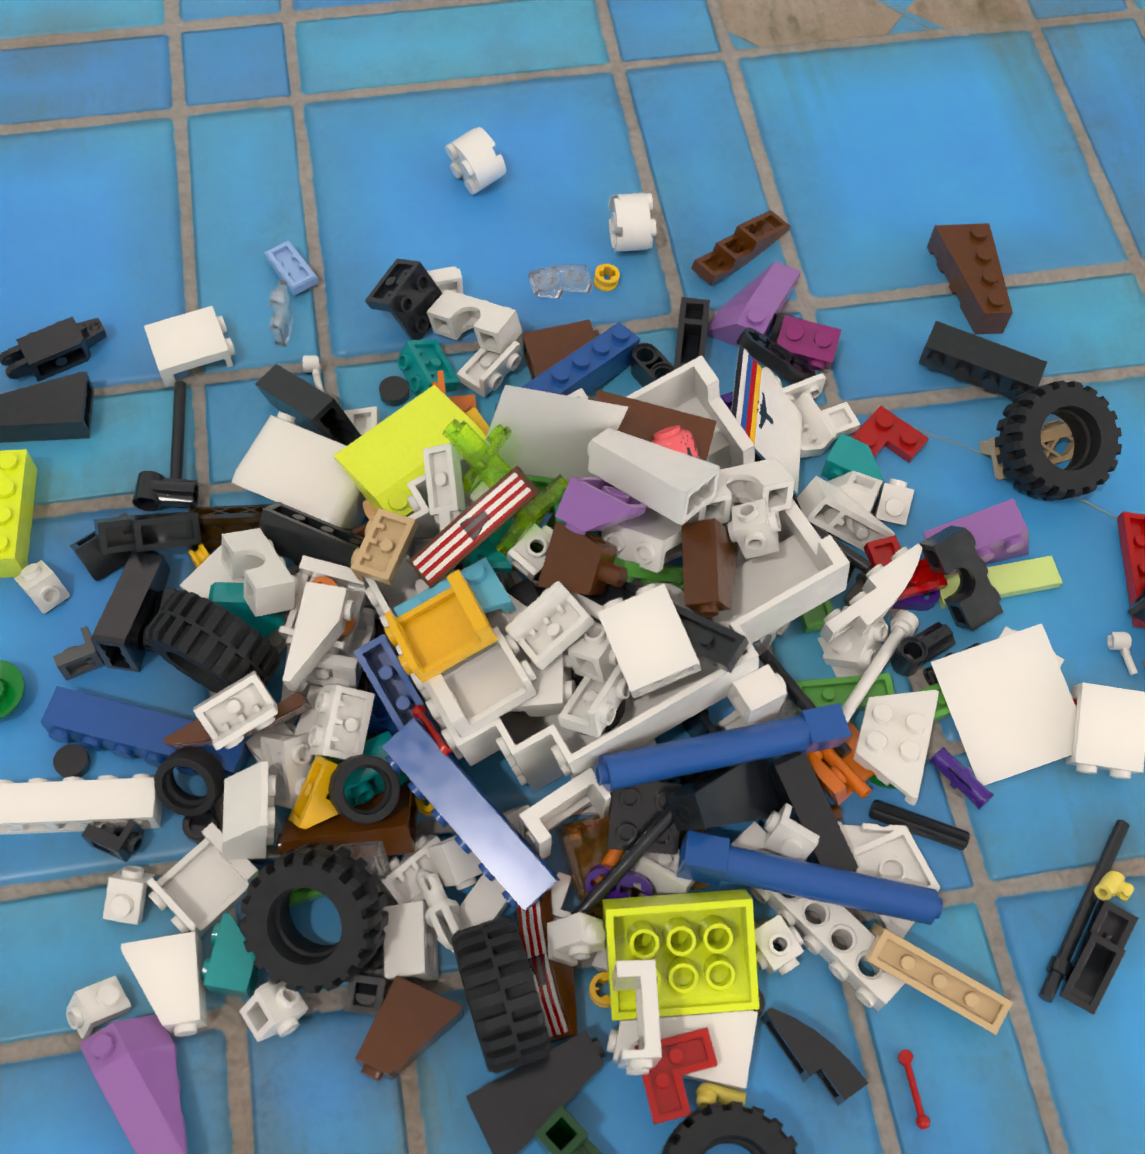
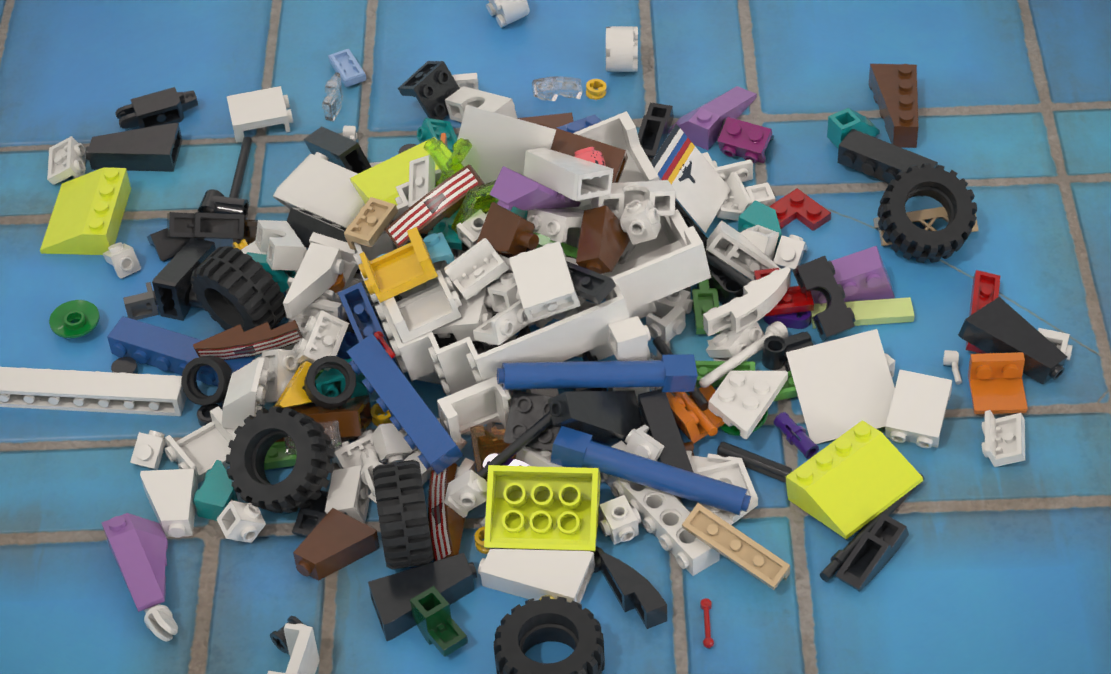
camera: 15 degrees right, 15 degrees down
(96, 1005) = (115, 506): white bracket -> none
(113, 842) = (146, 418): black bracket -> none
(237, 711) = (247, 324): white bracket -> none
(641, 977) = (494, 546): white panel -> none
(664, 1083) = (516, 571): red plate -> none
(740, 248) = (713, 73): reddish brown slope -> none
(775, 356) = (713, 144): black beam -> none
(922, 314) = (844, 121): none -> teal slope
(1052, 848) = (852, 480): none -> neon yellow slope
(1113, 885) = (898, 510): light yellow arm -> none

